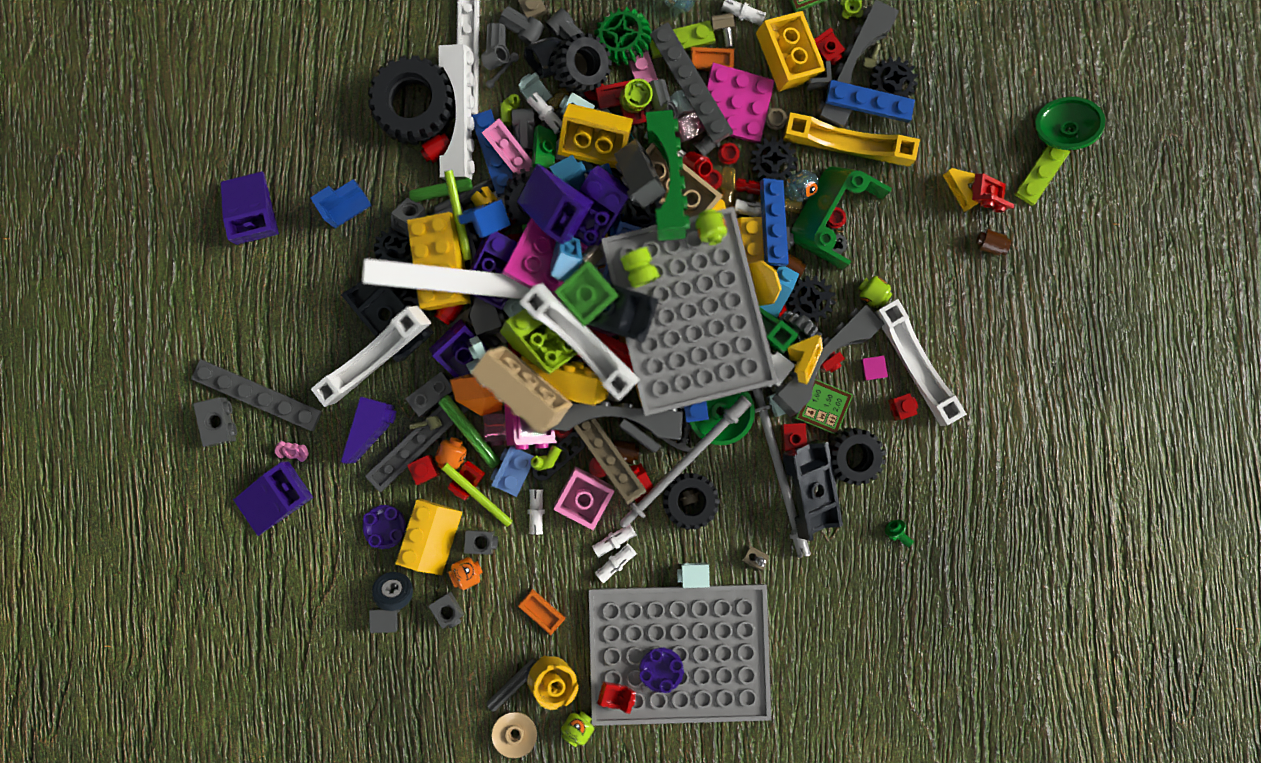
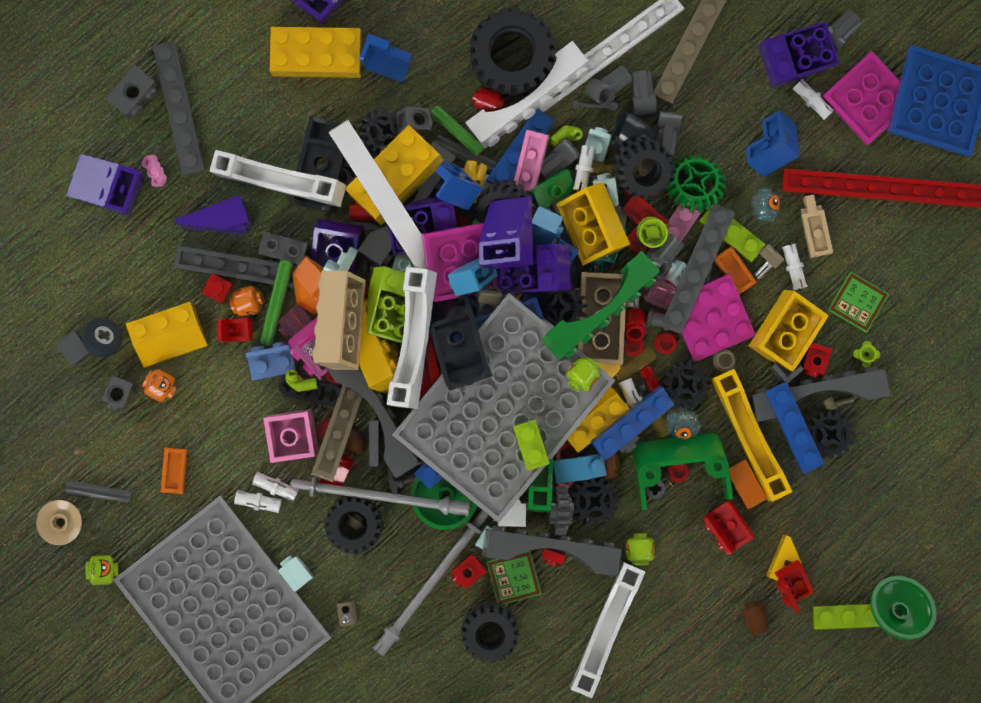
camera: 55 degrees right, 0 degrees up
(294, 253) = (315, 52): none -> yellow brick
(384, 526) = (148, 291): dark purple dish -> none
(433, 423) = (261, 268): olive hand -> none
(456, 208) = (445, 160): lime piece -> none
(470, 542) = (185, 373): dark grey brick -> none
(476, 494) = (229, 347): lime bar -> none
(536, 511) = (252, 405): white pin -> none
(552, 682) = (112, 521): yellow brick -> none
(586, 293) = (454, 314): bright green plate -> none
(616, 697) = (150, 582): red bracket -> none
(638, 174) = (585, 283): dark grey brick -> none
(639, 266) = (506, 342): lime wheel -> none
(661, 670) = (198, 602): dark purple dish -> none
(737, 310) = (531, 445): none -> lime brick
(765, 282) = (573, 451): yellow piece -> none
(806, 355) = (540, 530): yellow slope -> none
(812, 467) = (450, 600): black piece -> none
(874, 368) = (576, 596): dark pink tile -> none
(887, 173) = (746, 484): none -> orange tile
(903, 406) = (562, 643): red brick -> none
(908, 211) = (728, 527): none -> red bracket

